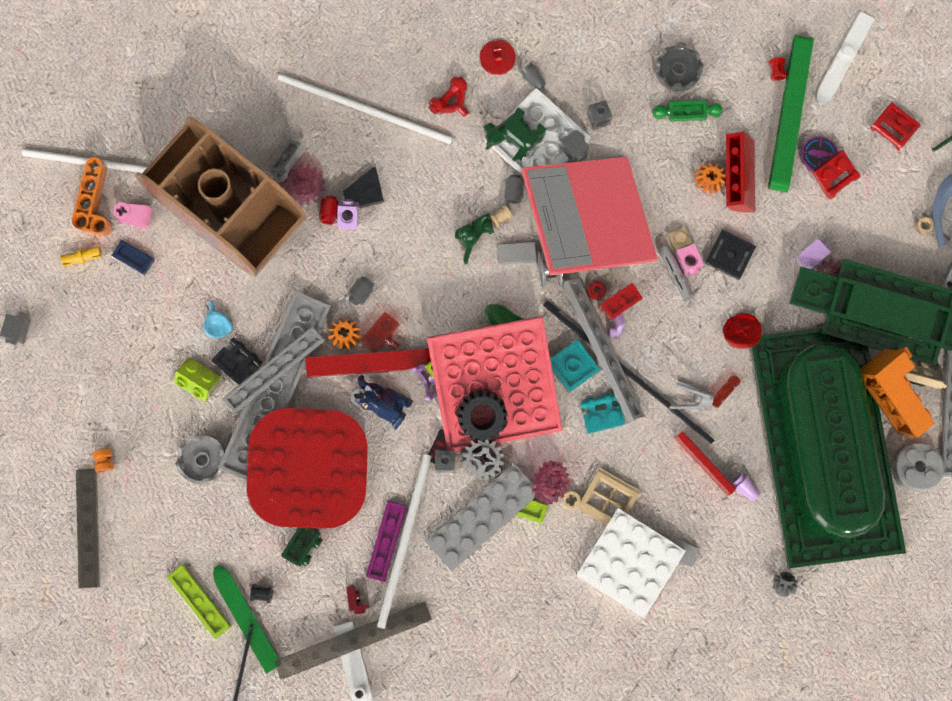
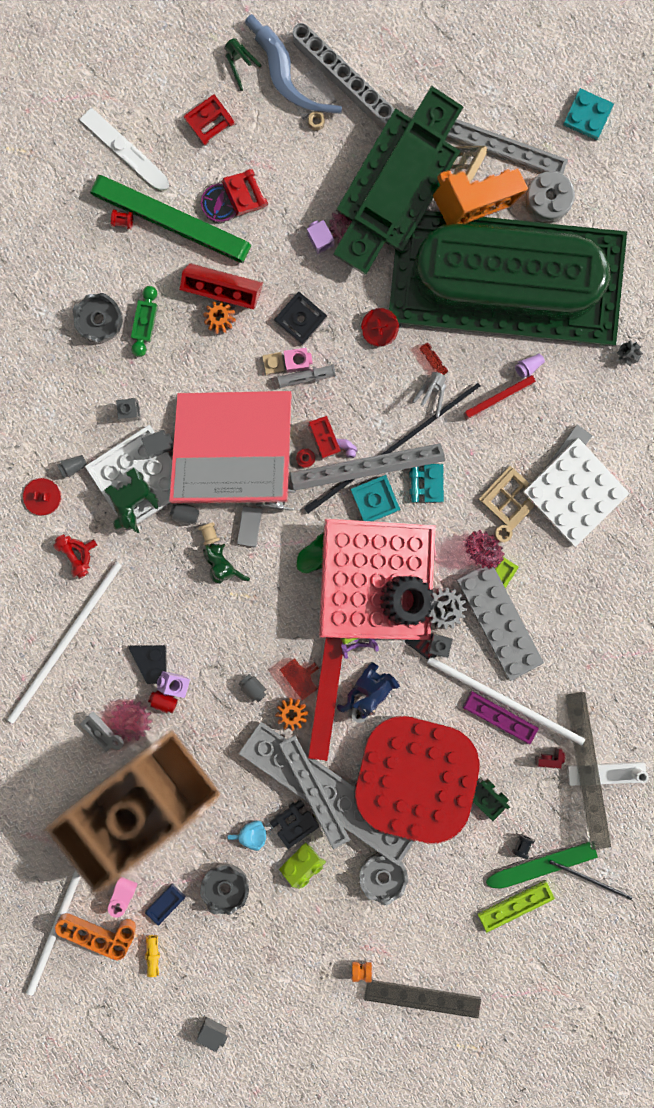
camera: 75 degrees left, 10 degrees up
(148, 302) = (221, 902): none -> dark grey plate

